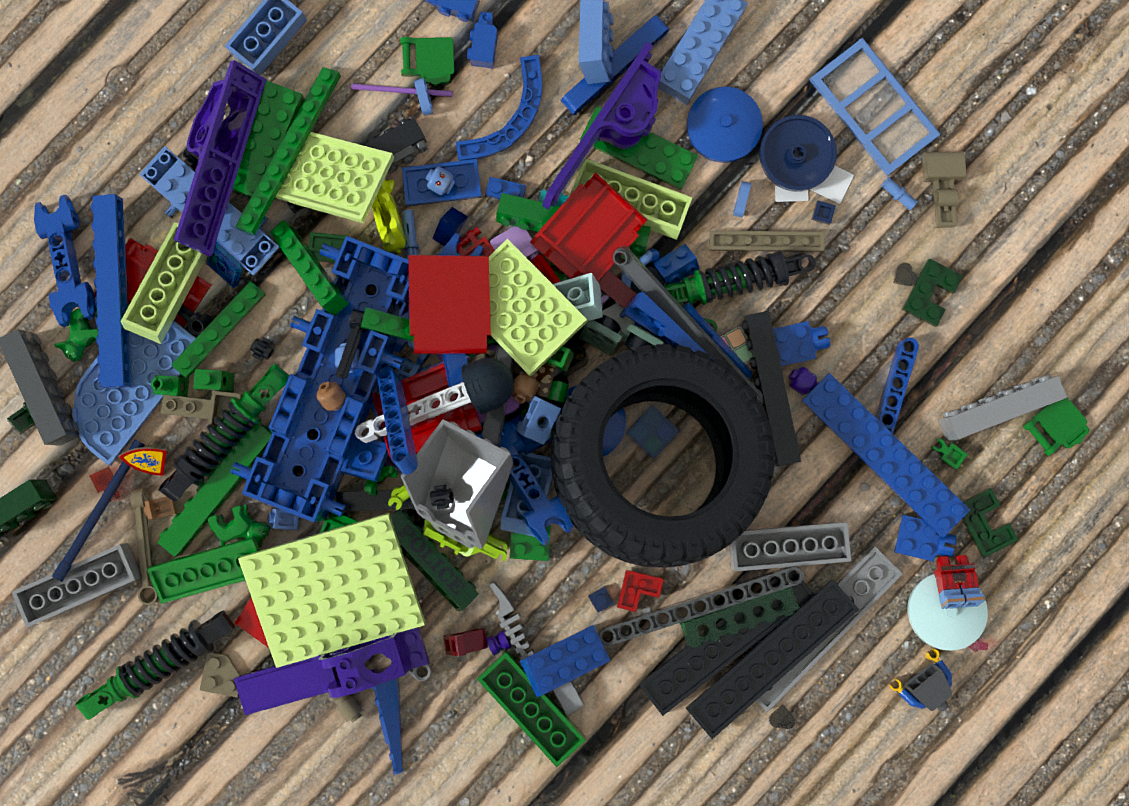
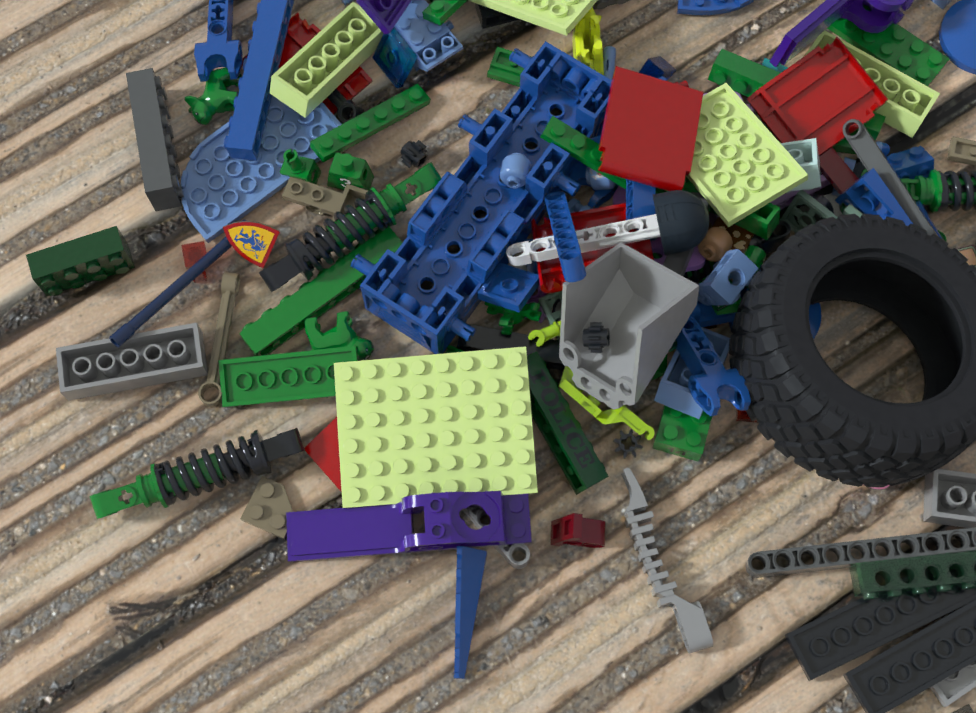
camera: 10 degrees right, 15 degrees down
(21, 419) = (125, 171): dark green bracket -> none
(159, 508) = (251, 299): medium nougat bracket -> none
(282, 520) = (392, 342): medium blue bracket -> none
(309, 268) = (493, 73): green brick -> none
(331, 396) = (487, 205): medium nougat head -> none
(349, 708) = (417, 580): dark tan brick -> none
(352, 343) = (532, 144): black axle -> none
(440, 180) = (655, 21): medium blue head -> none
(465, 186) = (654, 28): blue plate -> none
(485, 564) = (623, 439): none -> black gear
(495, 641) = (619, 543): dark purple wheel -> none
(498, 186) = (714, 44): blue plate -> none
(536, 716) = (647, 630): green brick -> none
(565, 661) = (701, 577): blue brick -> none
(601, 599) = (755, 521): dark blue plate -> none
(636, 584) = (802, 512): red plate -> none
(652, 431) = (850, 341): tile -> none

